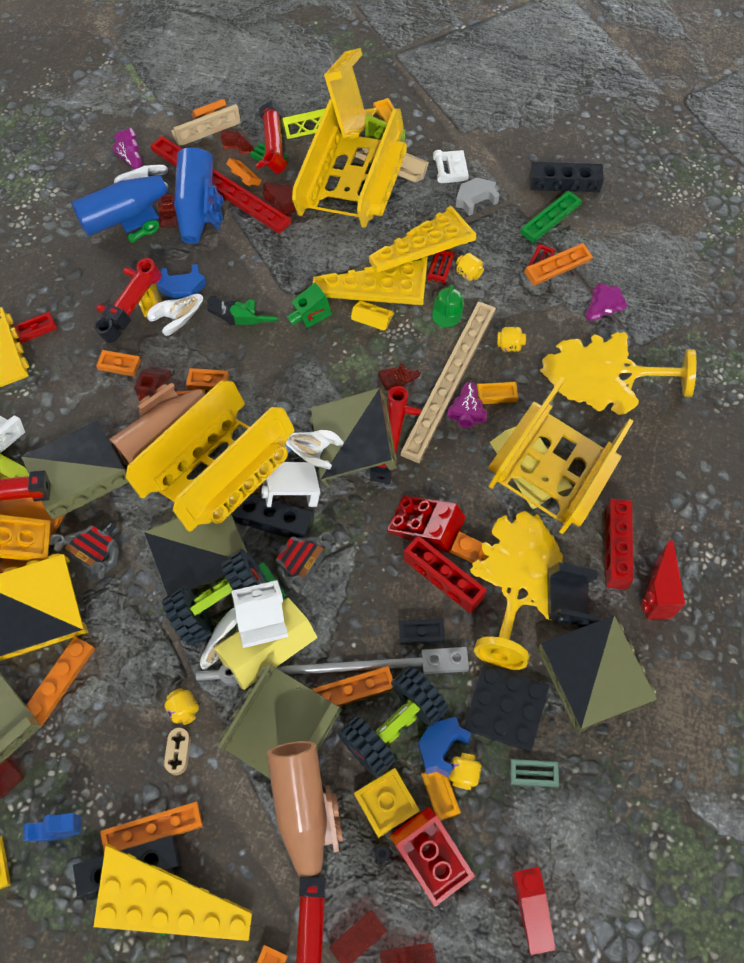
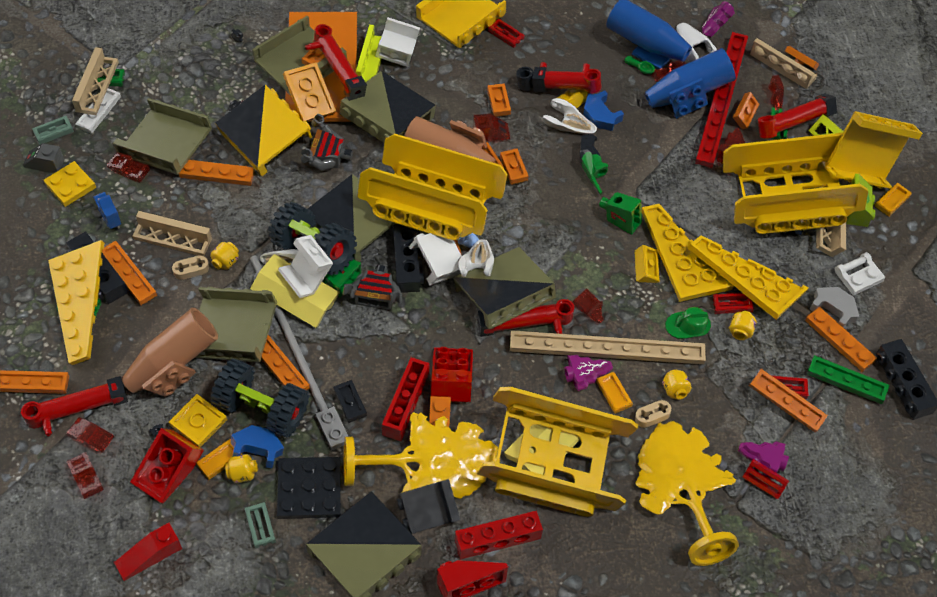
camera: 65 degrees right, 5 degrees down
(114, 754) = (175, 228): none -> tan fence
(508, 206) = (840, 339): none -> orange plate
(527, 370) = (654, 416): none -> tan beam
(627, 314) = (762, 485): none -> red tile

